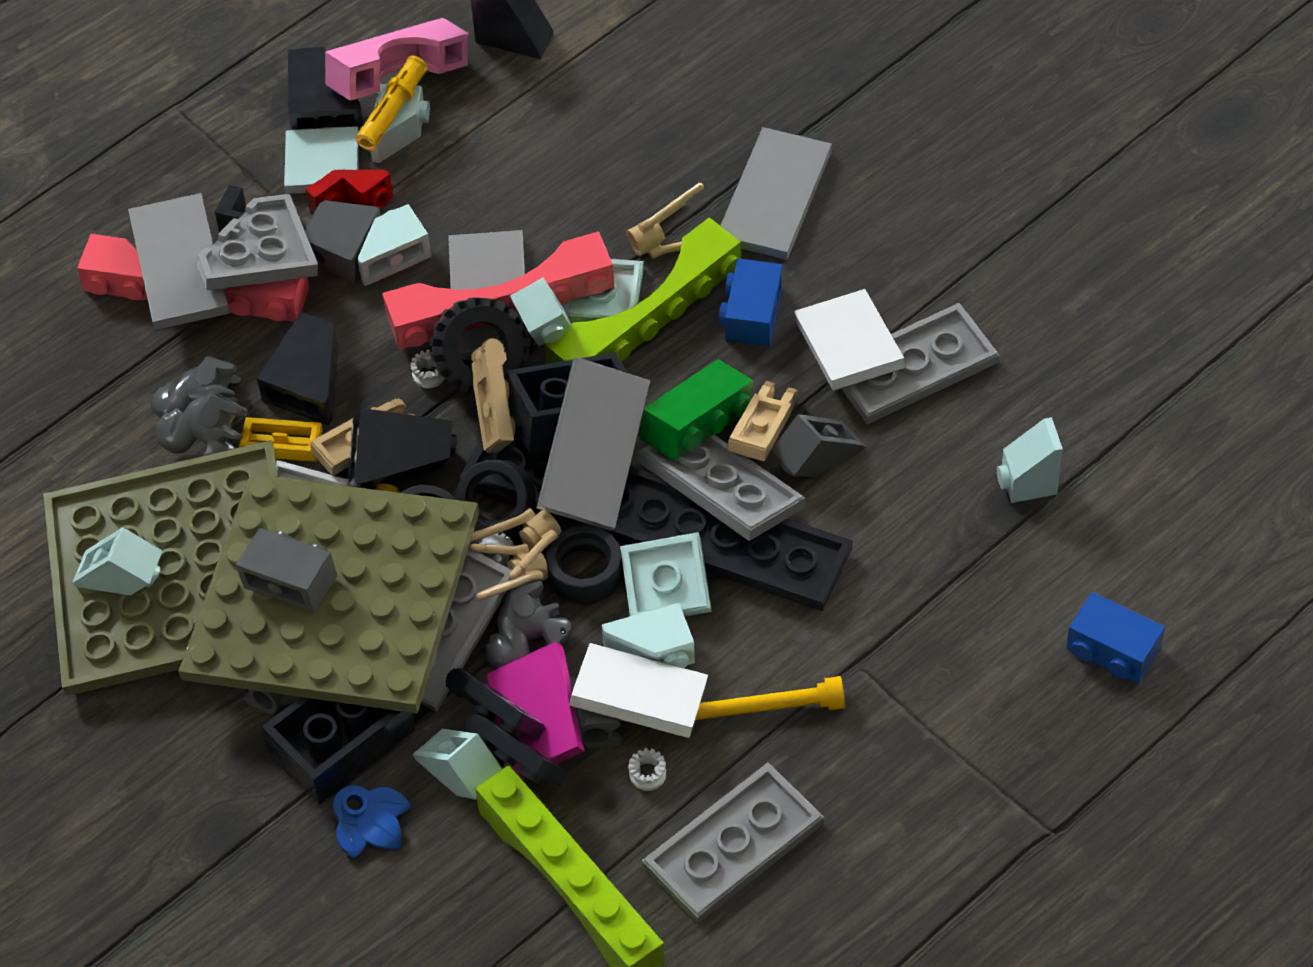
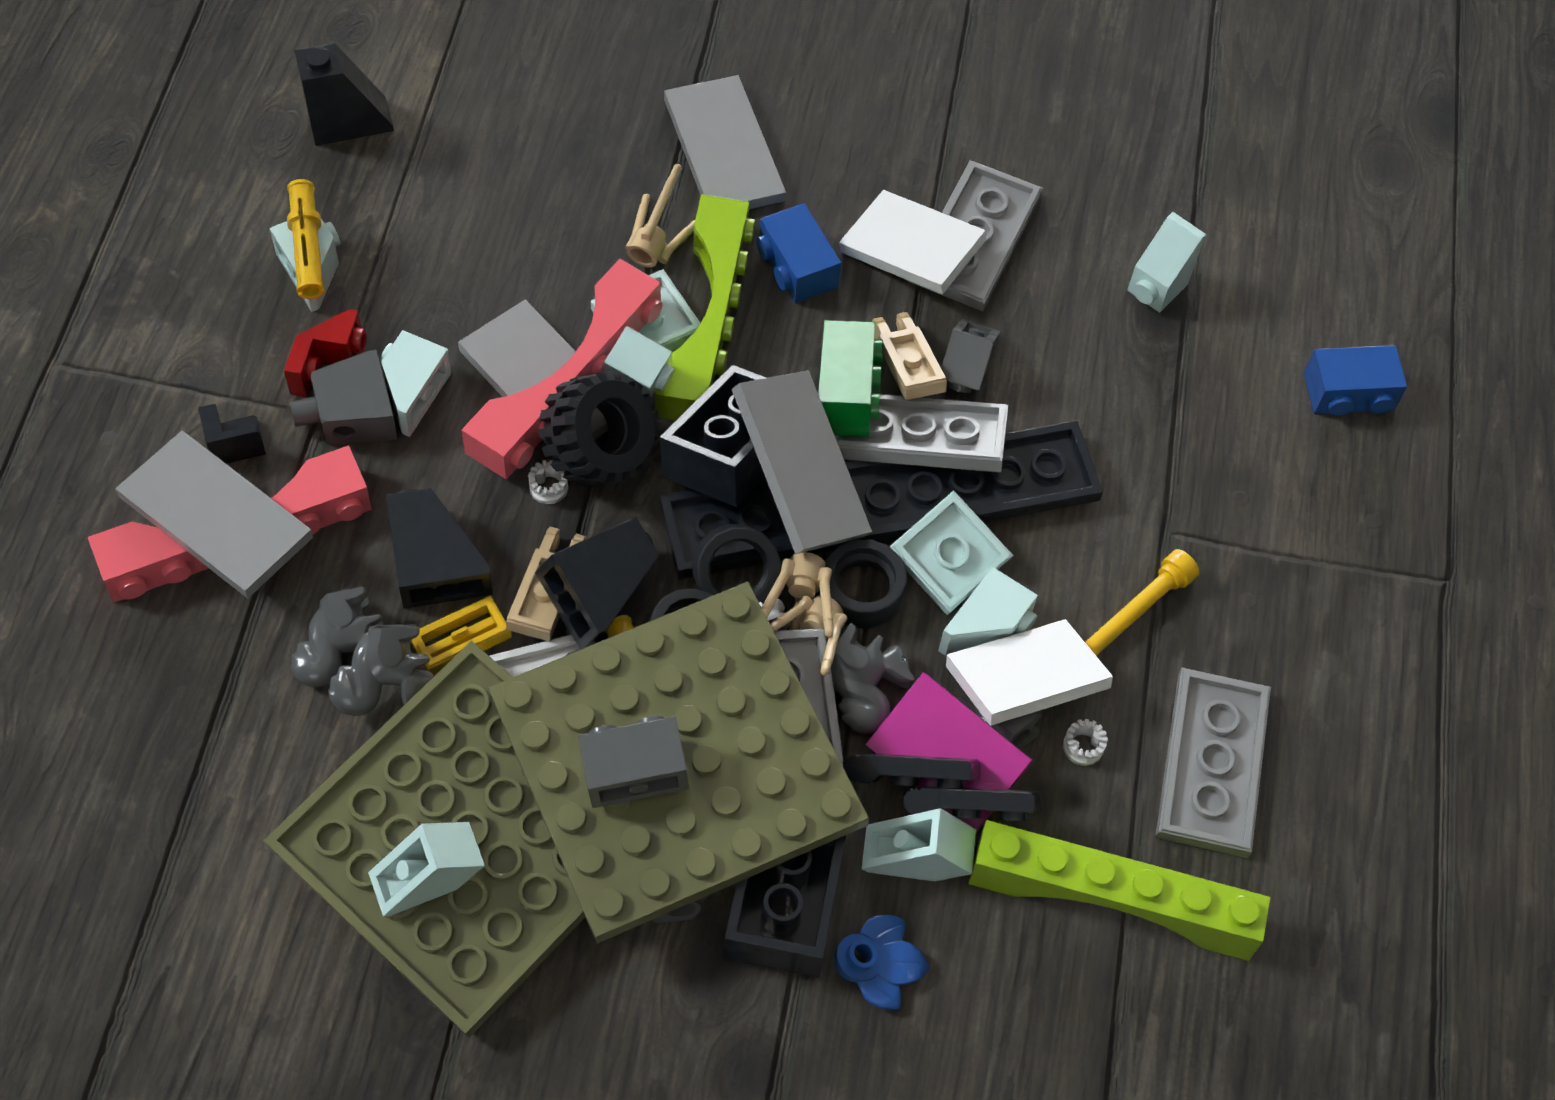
camera: 45 degrees left, 5 degrees up
(259, 247) = (296, 451): light grey plate -> none
(311, 100) = (209, 271): black slope -> none
(316, 153) = (256, 334): light aqua tile -> none
(358, 67) = (244, 217): bright pink arch -> none
(492, 396) = (661, 470): tan hinge -> none

